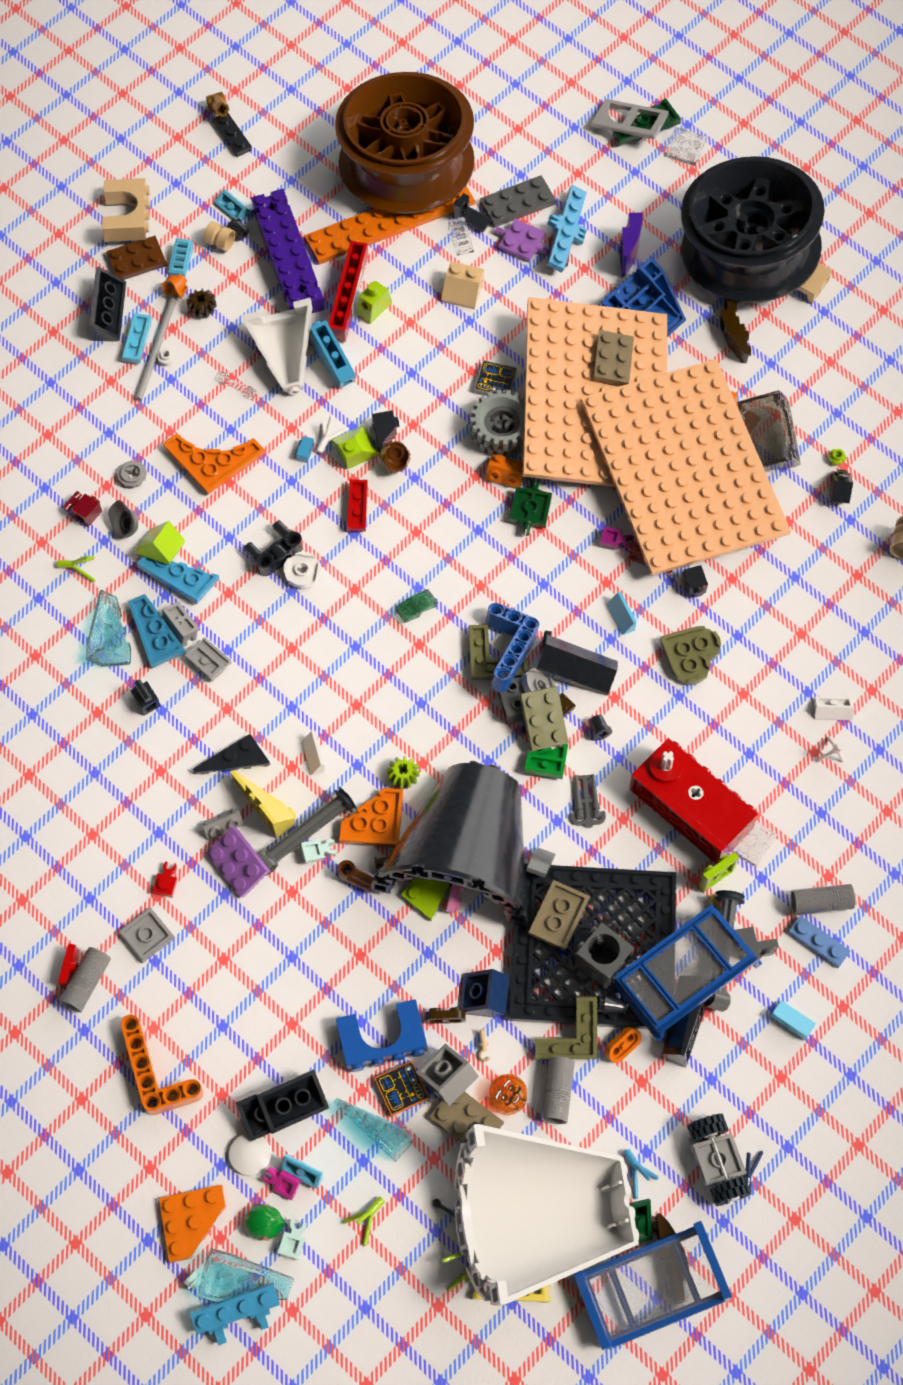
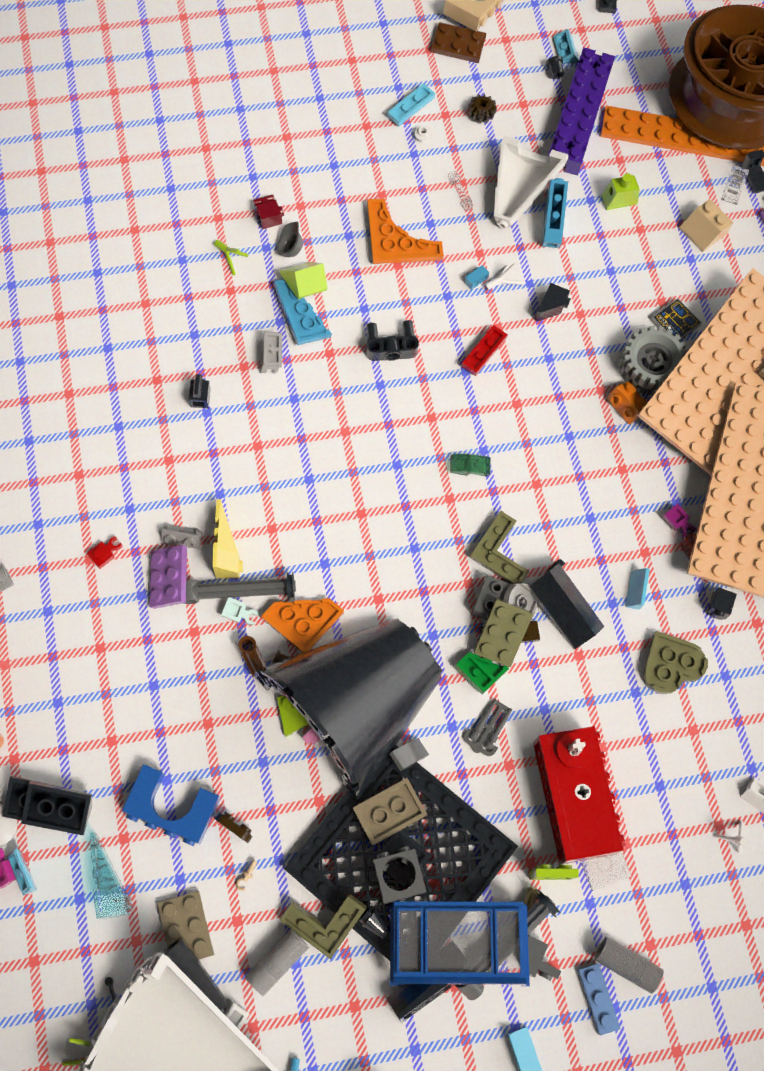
camera: 30 degrees right, 5 degrees up
(106, 637) = (207, 326): clear light blue wedge -> none
(107, 306) = (406, 64): black slope -> none
(130, 467) = (328, 202): light grey gear -> none
(146, 935) = (56, 585): light grey tile -> none
(156, 347) = (420, 122): light grey piece -> none
(157, 637) = (246, 348): dark azure wing -> none
(175, 285) = (472, 83): orange piece -> none
(181, 246) = (499, 53): medium azure slope -> none
(208, 659) = (272, 395): light grey plate -> none
(219, 236) = (537, 65): tan wheel -> none
(239, 755) = (240, 491): black wing -> none
(306, 579) = (400, 364): white plate -> none
(313, 753) = (296, 530): white slope -> none
(348, 289) = (606, 170): red brick -> none
(355, 447) = (519, 302): lime slope -> none
(367, 1213) = (48, 948): lime plant -> none
(395, 457) = (544, 330): reddish brown hair -> none
(401, 1088) = (154, 861): black tile -> none
(403, 765) = (349, 601): lime gear -> none
(447, 1074) = (195, 880): light grey brick -> none
(484, 993) = (280, 832): dark blue slope -> none
(508, 1094) = (234, 933): clear orange head -> none
(524, 633) = (542, 548): blue beam -> none
(530, 507) = (626, 446): dark green plate -> none
(600, 727) = (546, 673): black bush -> none
(621, 1045) = (361, 963): orange plate -> none

